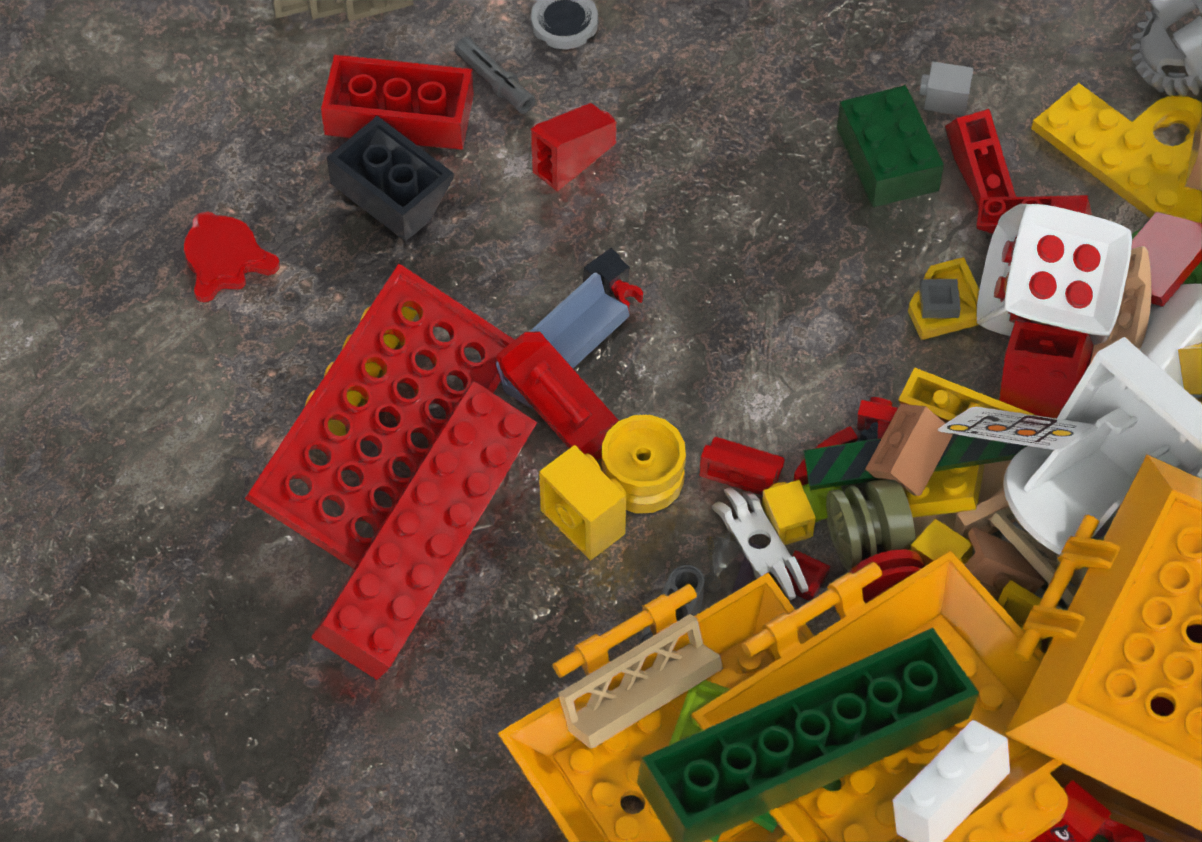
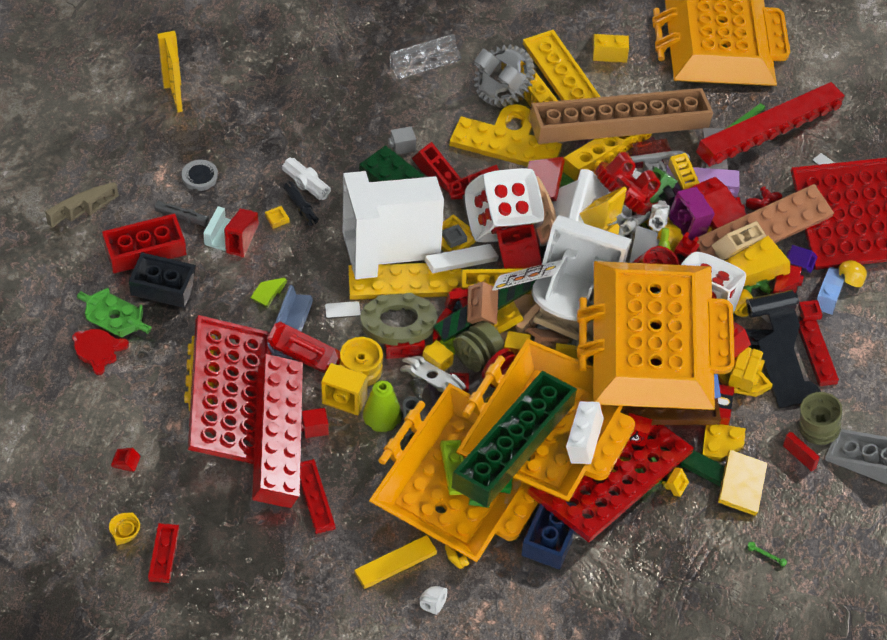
camera: 30 degrees left, 5 degrees down
(76, 590) = (124, 527): none -> yellow hat
(114, 666) = (163, 553): none -> red plate
(155, 469) = (126, 459): none -> red slope
(276, 183) = (103, 305): none -> bright green plate
(428, 678) = (315, 497): none -> red tile
(501, 541) = (314, 423): none -> red brick
(518, 127) = (214, 232): none -> light aqua panel
(557, 268) = (267, 291): none -> lime slope
(614, 277) = (297, 282): black piece -> none
(632, 566) = (382, 408): none -> lime cone
(639, 690) = (422, 455): tan fence -> none
(652, 142) = (277, 217): none -> yellow tile
(673, 353) = (342, 309): none -> white sticker
(706, 144) = (304, 208): none -> black pin
(739, 93) = (306, 178): none -> white piece
(764, 450) = (385, 334): none -> olive plate
(809, 343) = (403, 279): none -> yellow plate
(825, 227) = (390, 221): none -> white piece
(931, 345) = (461, 258): none -> white tile

